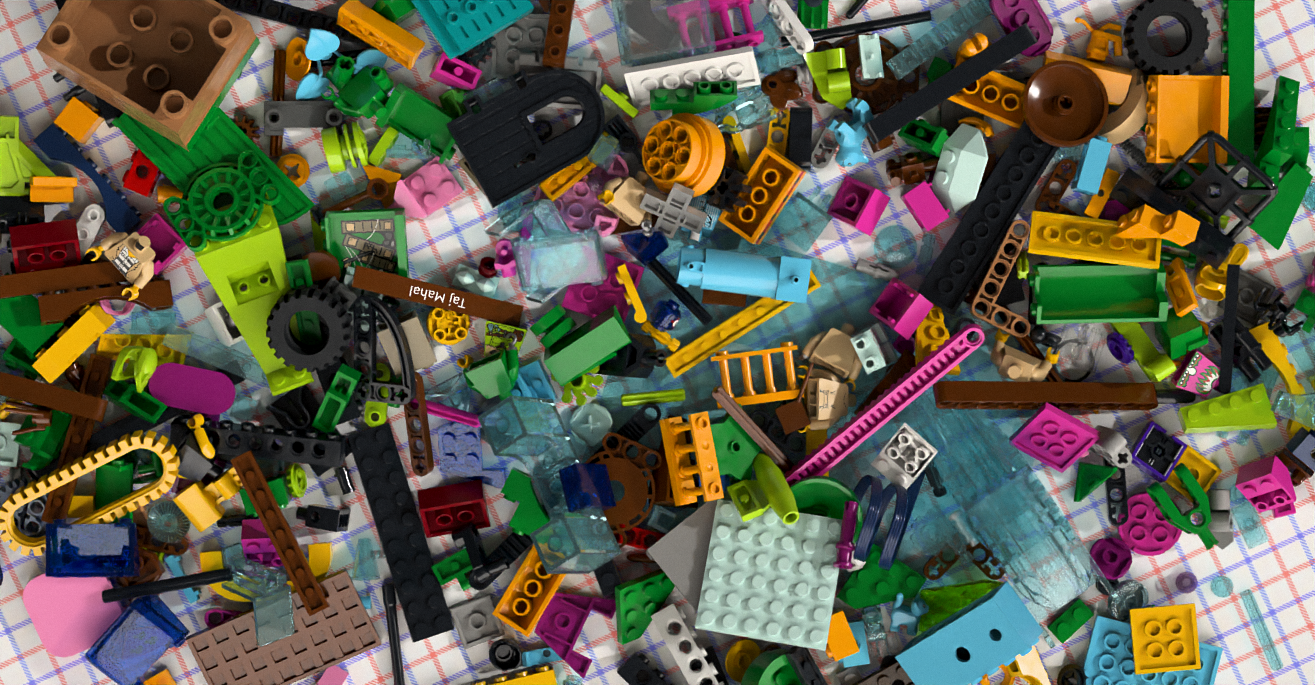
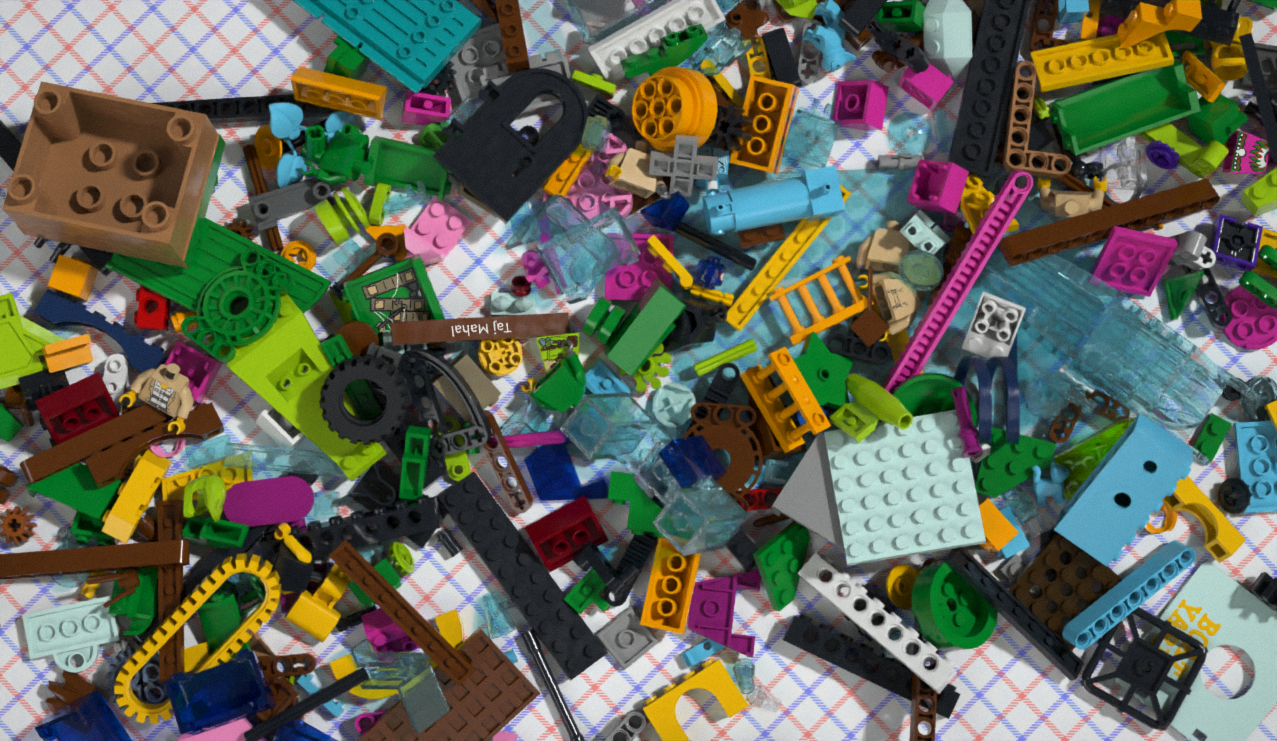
camera: 20 degrees left, 5 degrees down
(169, 512) = (284, 634): clear light blue dish -> none
(331, 518) = (447, 585): black torso -> none
(505, 654) = (666, 661): black hair -> none
(752, 429) = (833, 351): reddish brown axle -> none
(856, 382) = (921, 270): none -> clear light blue tile
(904, 160) = (890, 41): none -> black beam
(935, 480) = (1029, 344): black axle -> none
(1111, 557) = (1231, 358): magenta tile -> none
(1174, 396) = (1233, 184): black bar -> none

